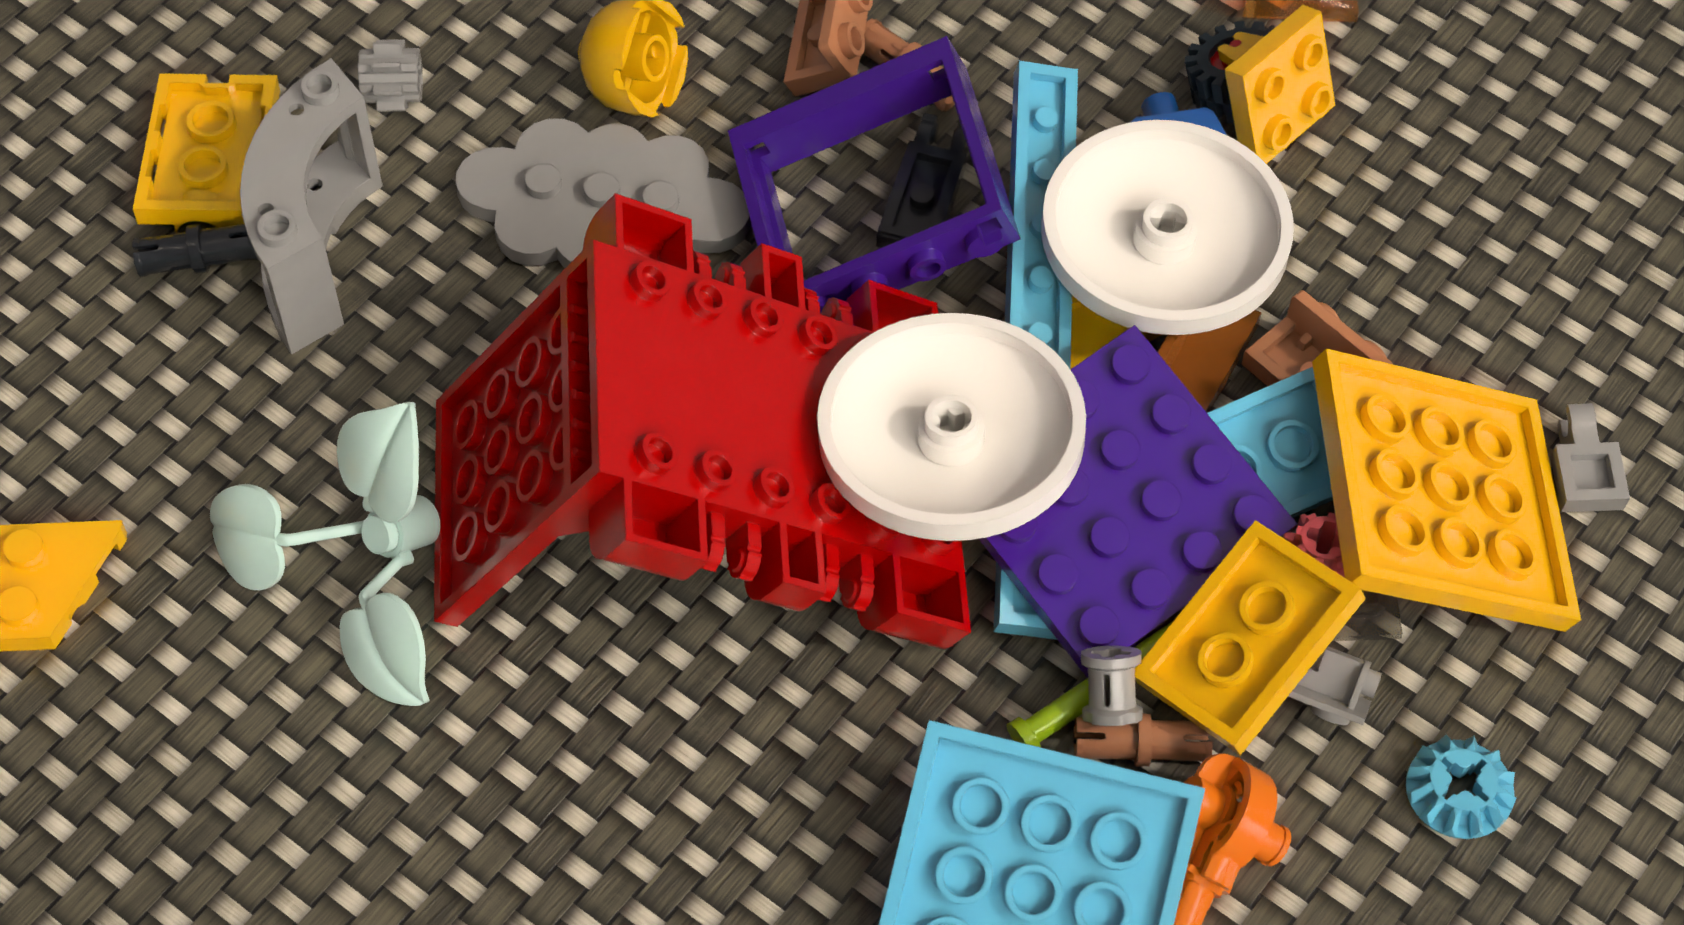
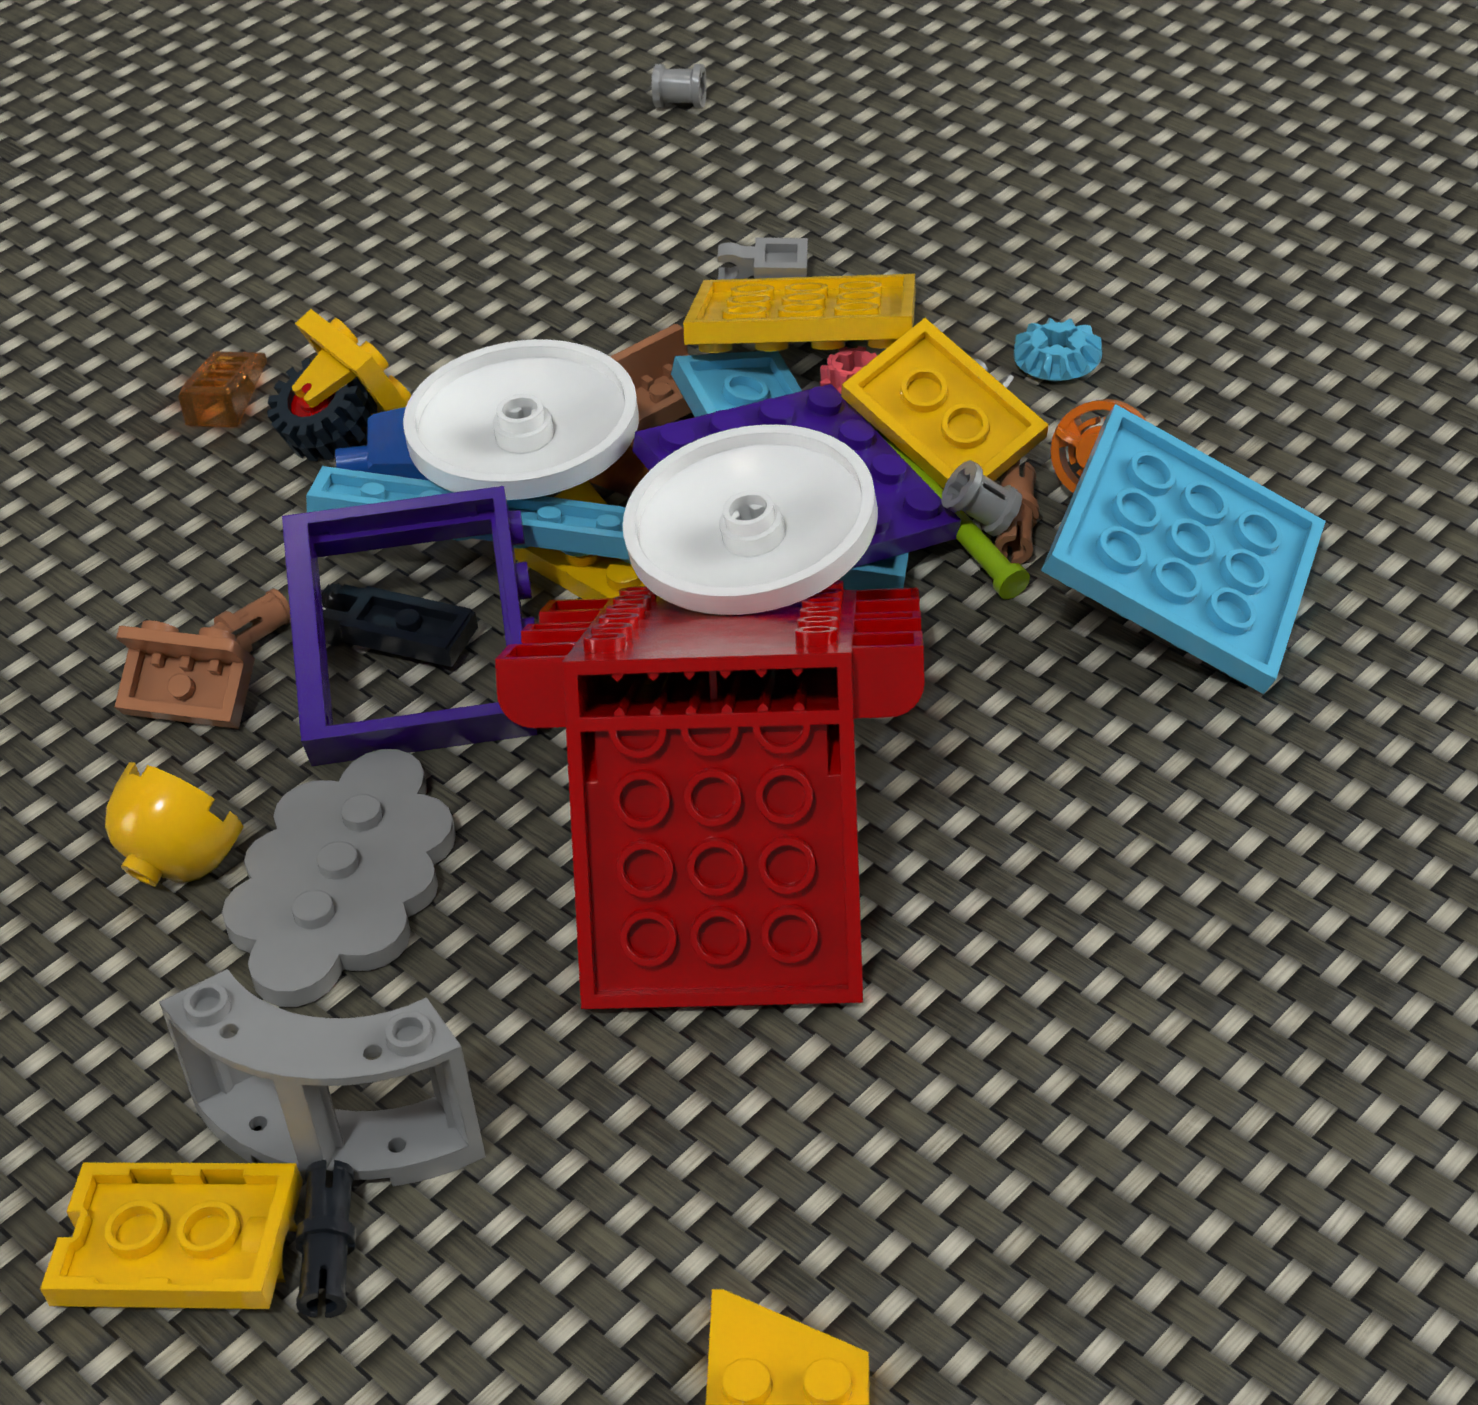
camera: 80 degrees left, 15 degrees down
(381, 464) = (739, 934): light aqua plant -> none
(390, 75) = (121, 1046): light grey gear -> none

